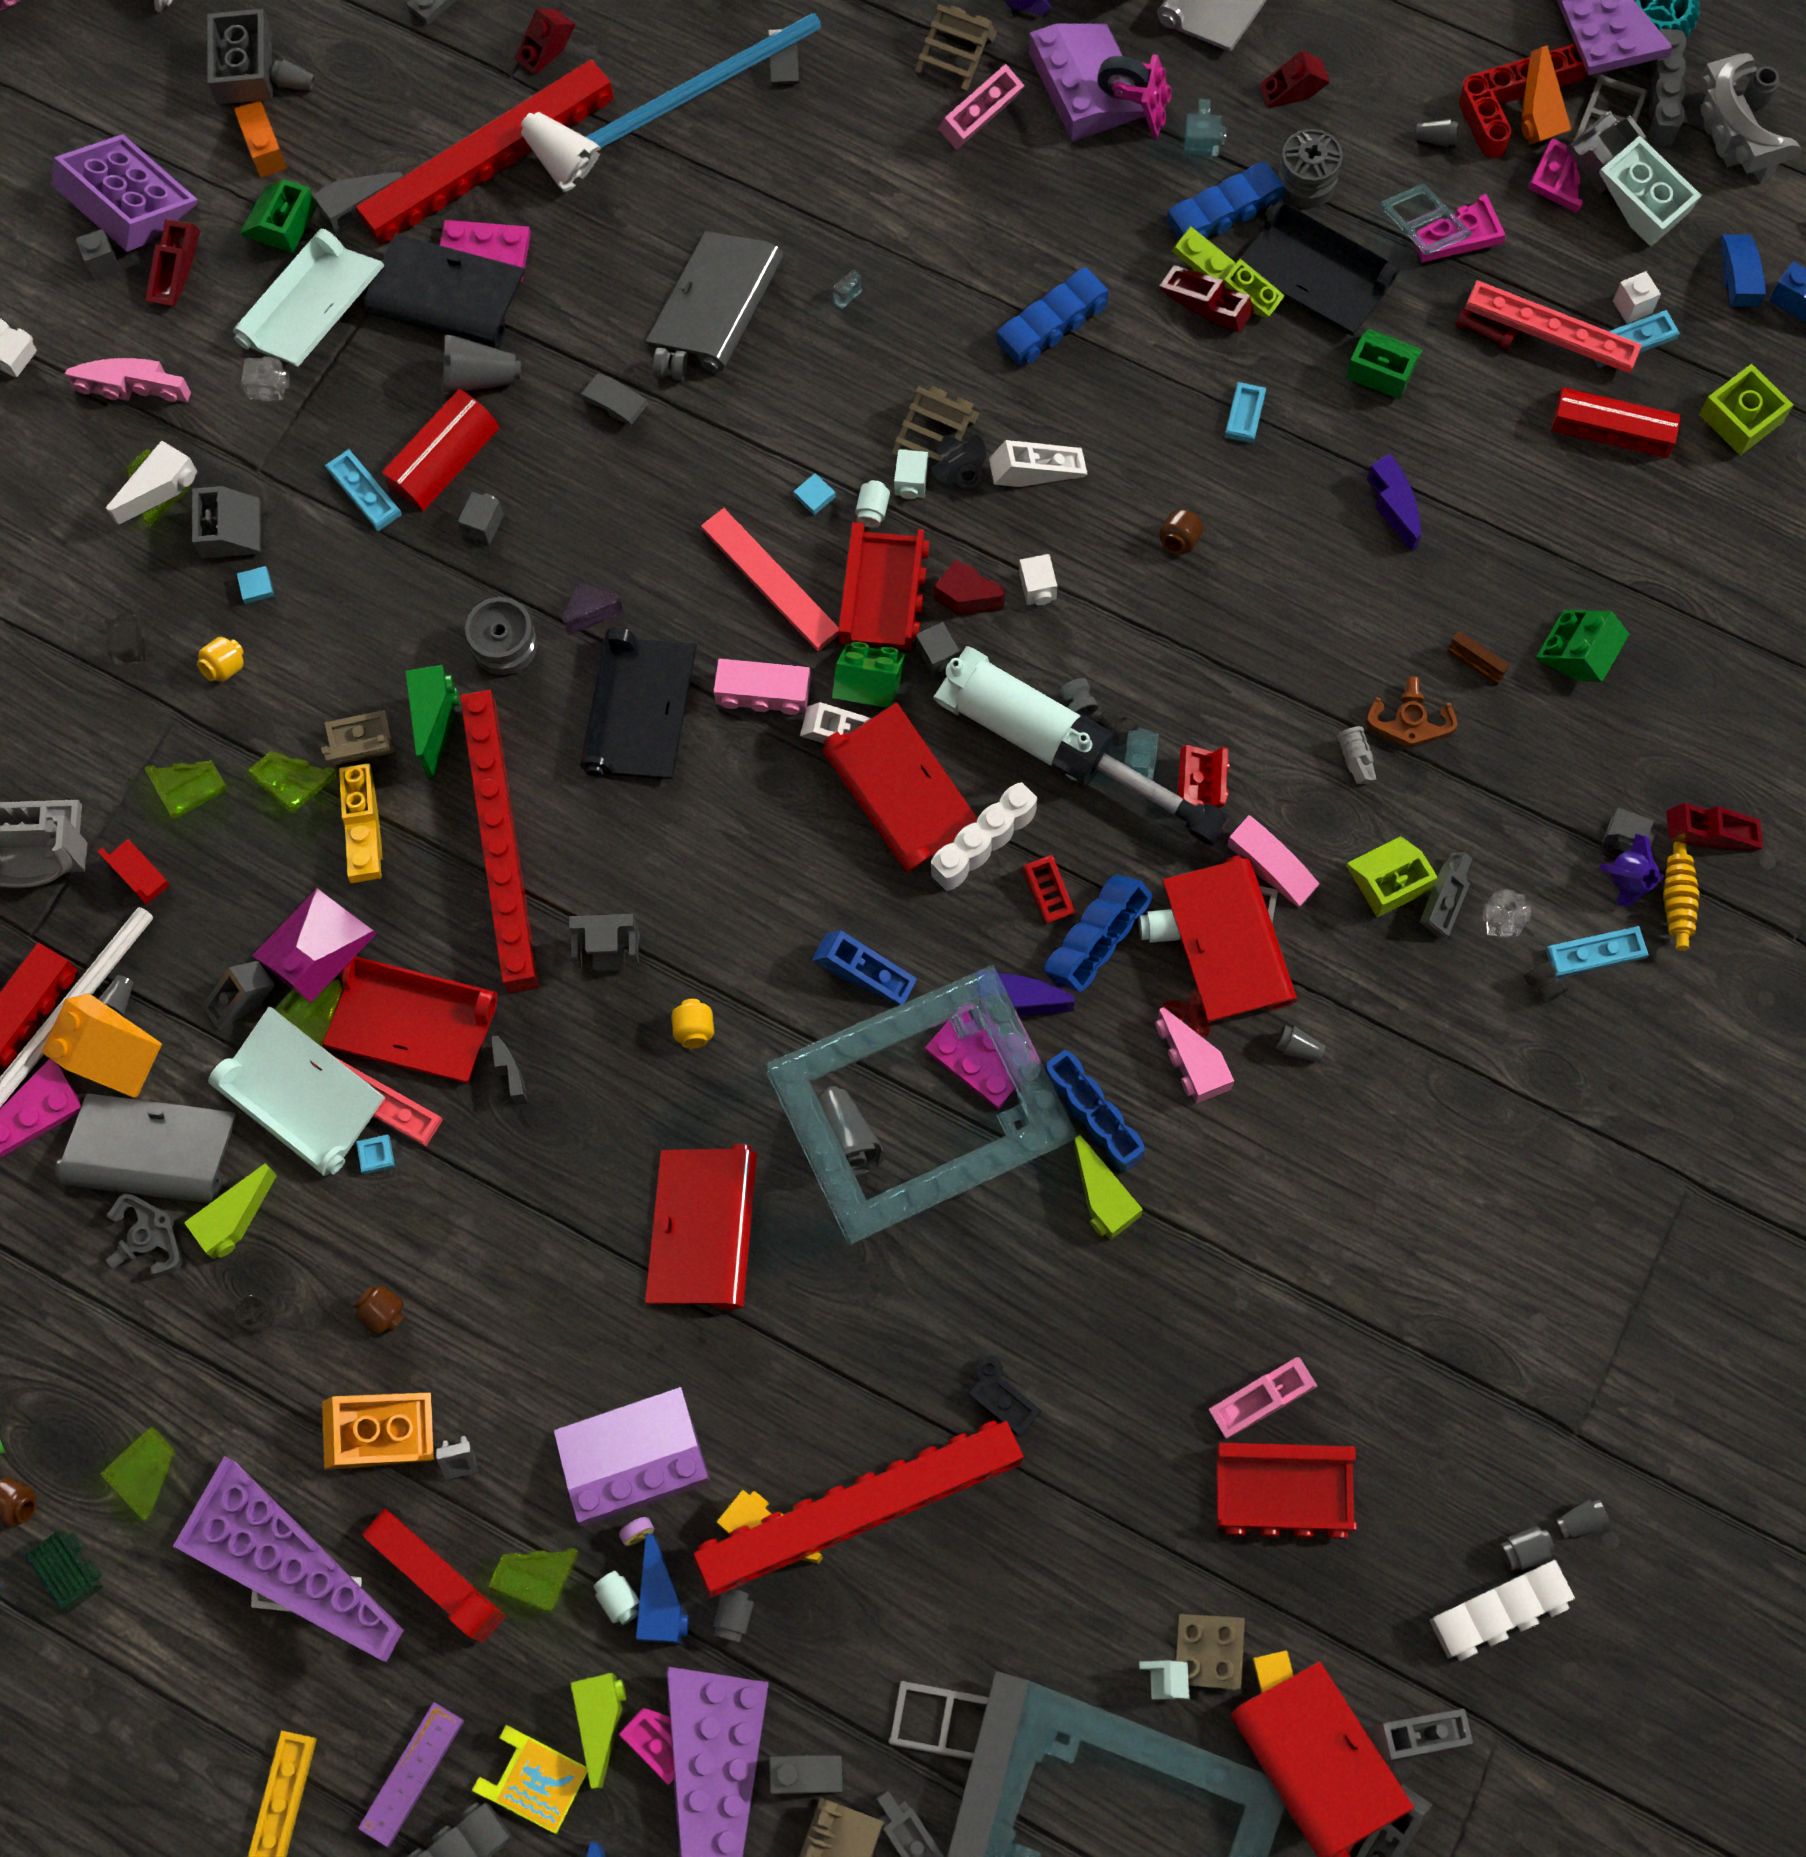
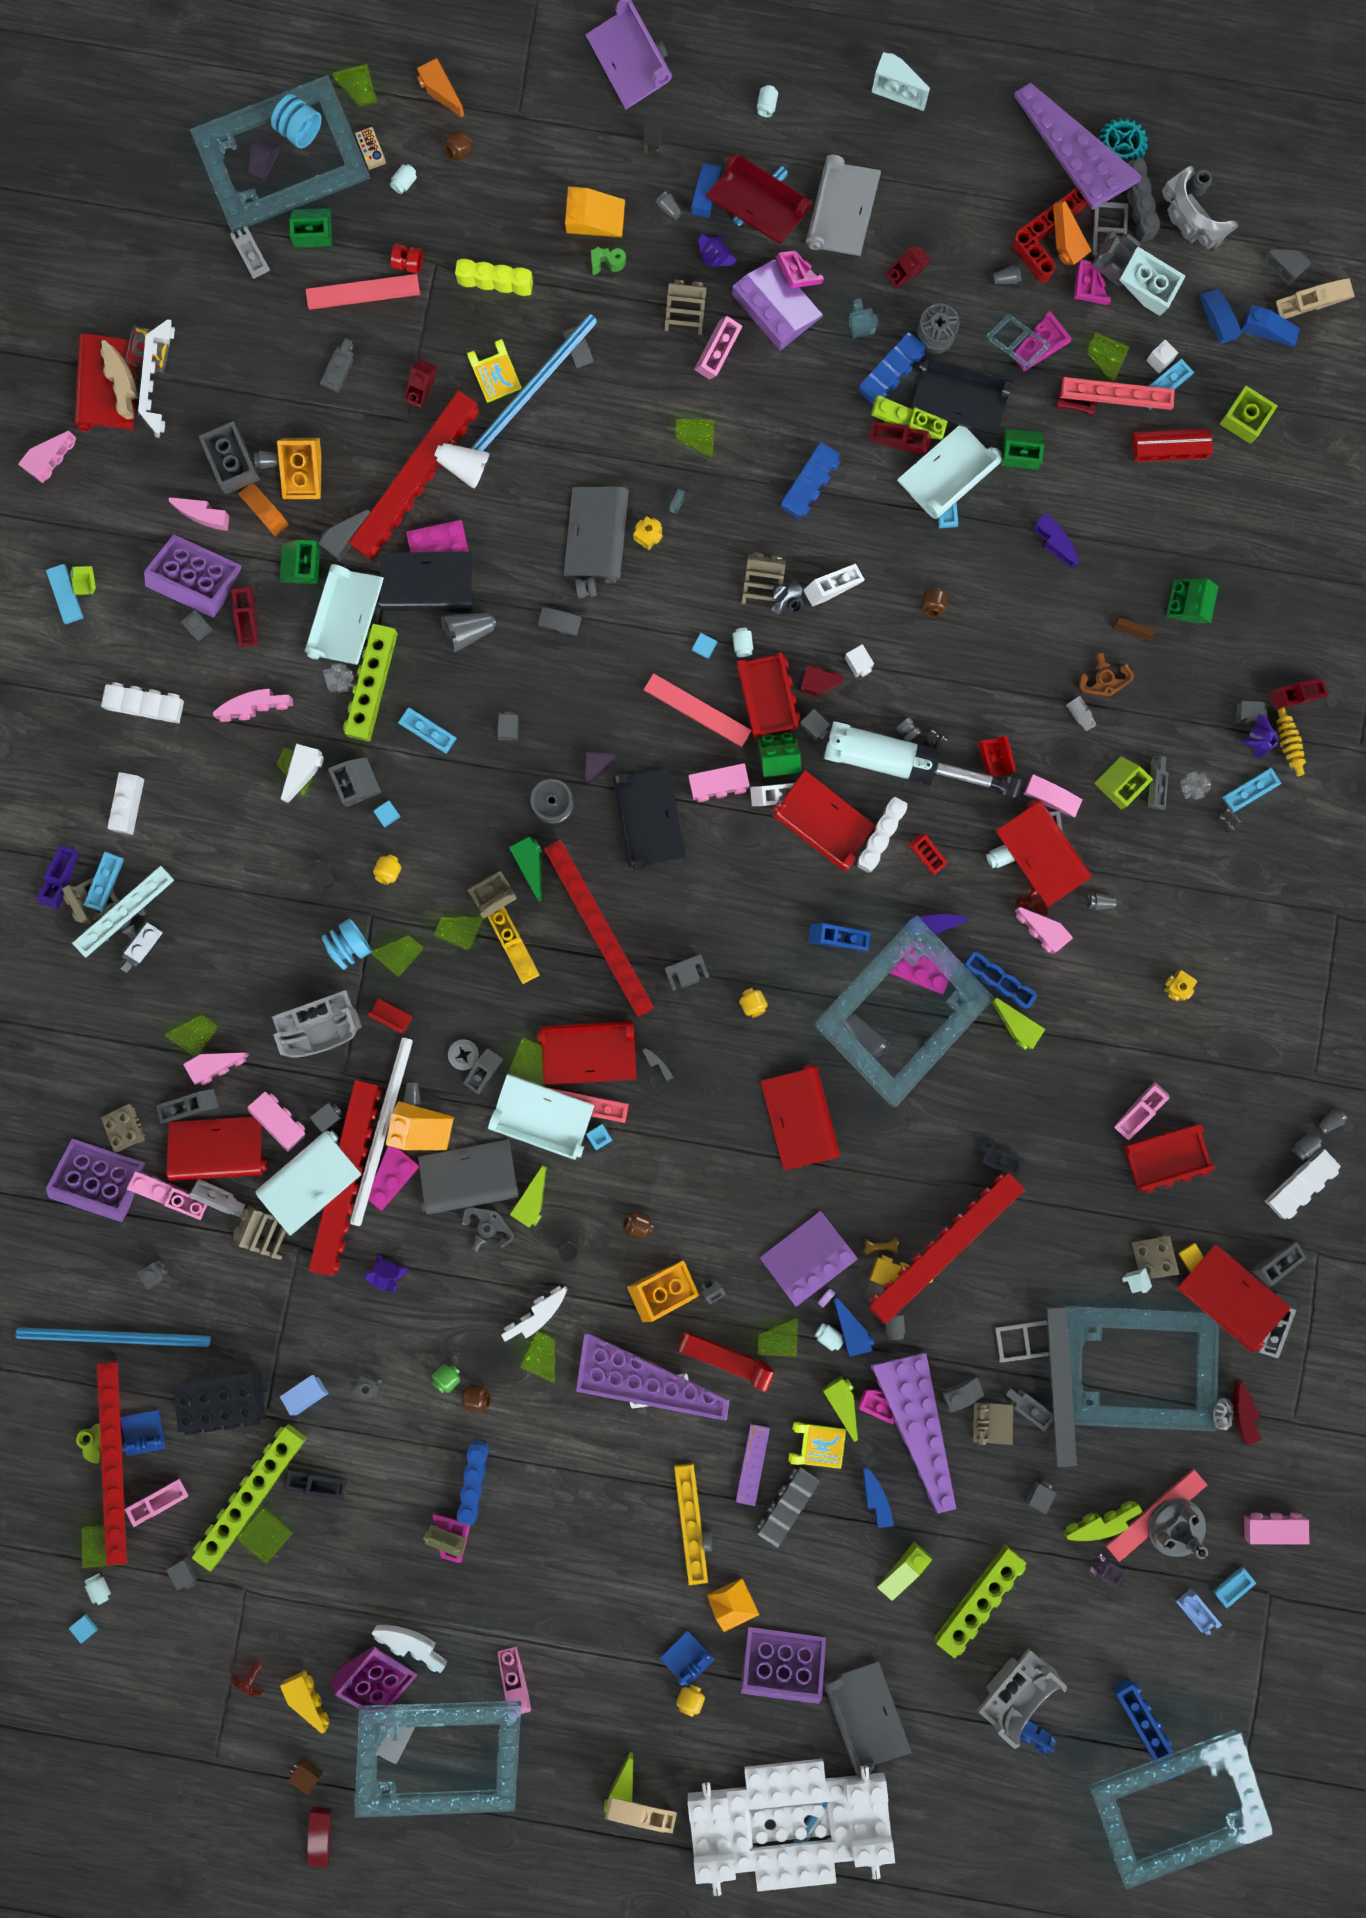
camera: 25 degrees left, 15 degrees up
(65, 1570) = (522, 1424): clear green brick -> none
(106, 743) = (346, 944): none -> medium azure wheel
(173, 116) = (202, 513): none -> bright pink slope
(174, 1398) = (542, 1310): none -> white slope
(210, 953) = (455, 1050): none -> light grey gear
(309, 414) = (364, 730): none -> lime brick
(313, 945) = (515, 1028): magenta slope -> none
(332, 97) = (300, 467): none -> light orange slope
(440, 450) = (466, 690): red brick -> none
(654, 60) = (495, 374): none -> flag
(774, 1483) = (891, 1246): none -> pearl gold piece
(788, 316) = (648, 532): none -> yellow brick
(909, 211) = (696, 434): none -> clear neon green wing
(911, 474) = (759, 615): light aqua brick -> none
(1095, 937) = (967, 873): blue brick -> none
(1130, 39) = (797, 270): none -> dark pink wing
(1139, 83) = (810, 303): plate -> none
(1142, 751) = (956, 752): clear light blue brick -> none
(1264, 361) = (944, 480): none -> light aqua door
(1387, 1214) = (1186, 985): none -> yellow brick
(1555, 273) = (1107, 354): none -> clear neon green wing

